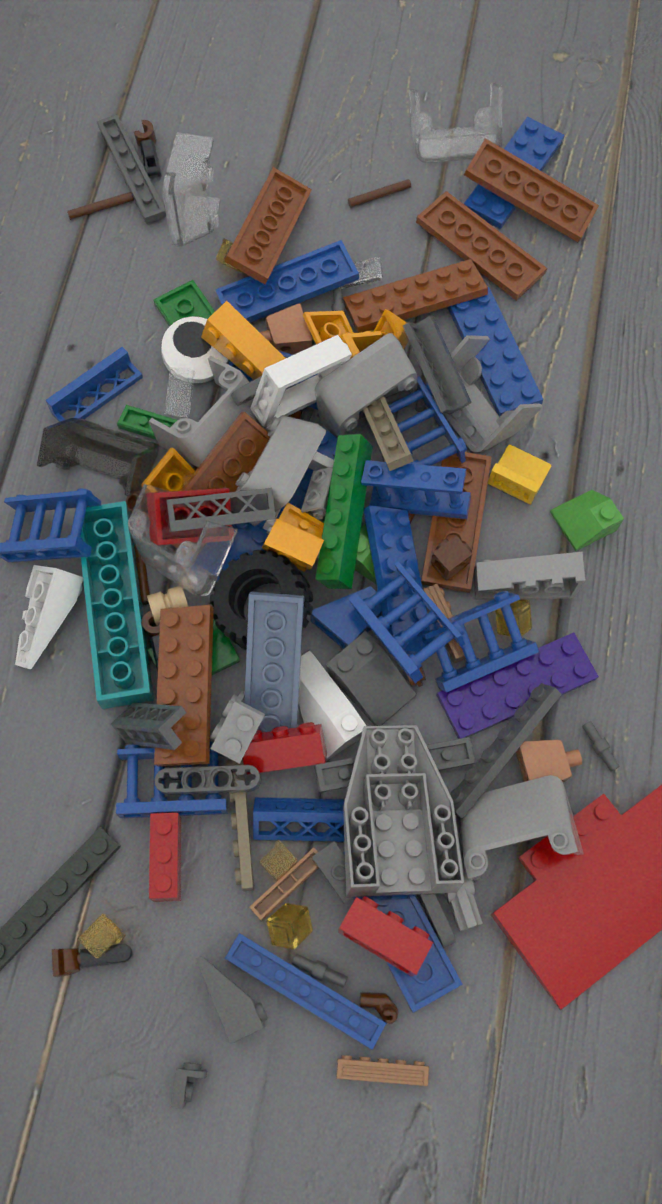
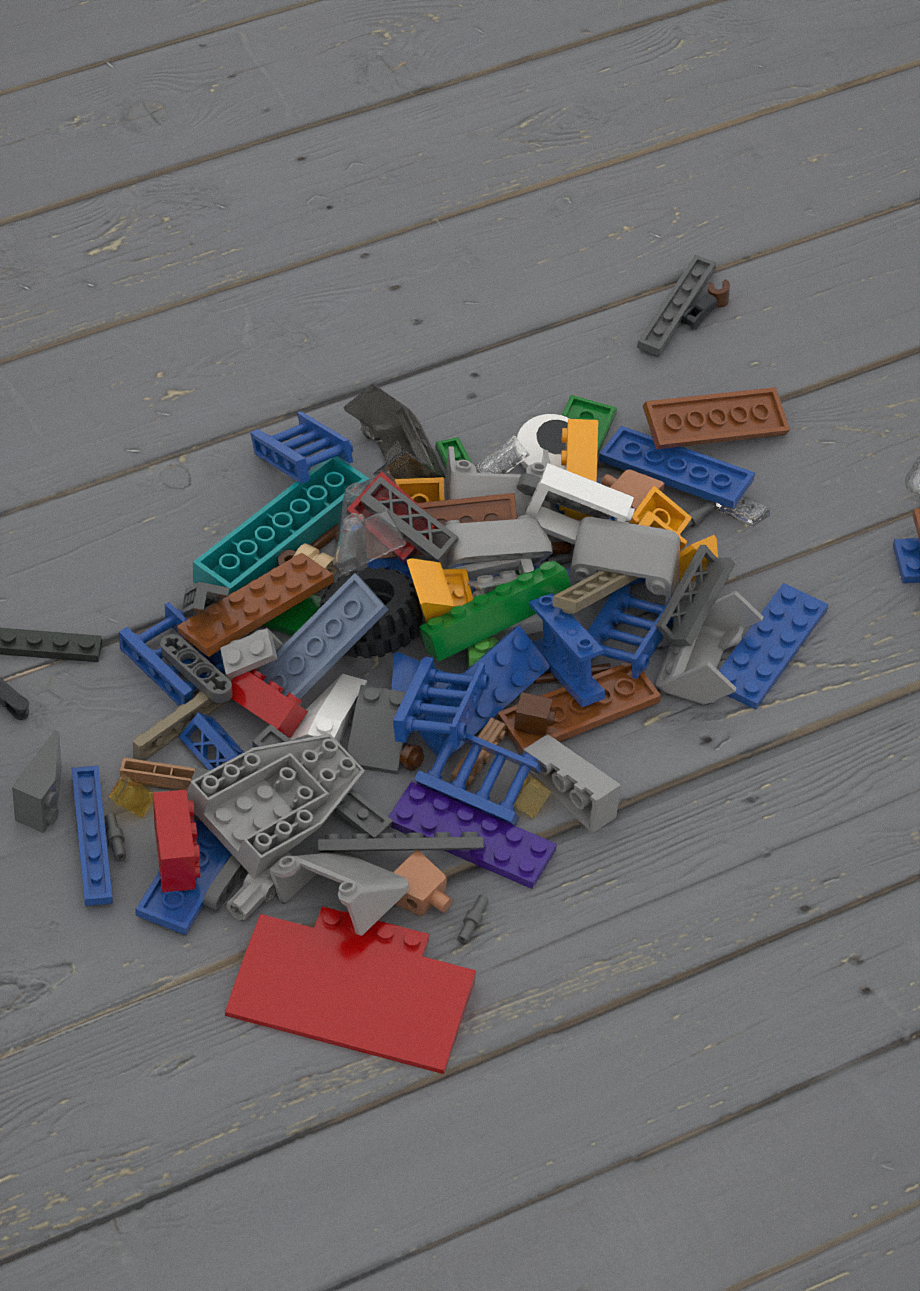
camera: 50 degrees right, 20 degrees down
(51, 599) = (250, 493): white wedge -> none
(90, 385) = (452, 404): blue fence -> none
(100, 205) = (619, 308): reddish brown bar -> none
(101, 936) = (23, 681): clear yellow panel -> none
(165, 857) = (114, 686): red brick -> none
(185, 190) = (663, 343): clear windscreen -> none
(278, 861) = (177, 757): clear yellow panel -> none
(378, 193) = (841, 478): reddish brown bar -> none
(382, 1004) = (125, 890): reddish brown arm -> none
(382, 1071) = (74, 920): medium nougat piece -> none
(416, 294) = (765, 559): dark orange plate -> none
(477, 240) = (865, 575): dark orange plate -> none
(519, 474) = (665, 726): yellow bracket -> none
(587, 518) = (672, 799): bright green slope -> none

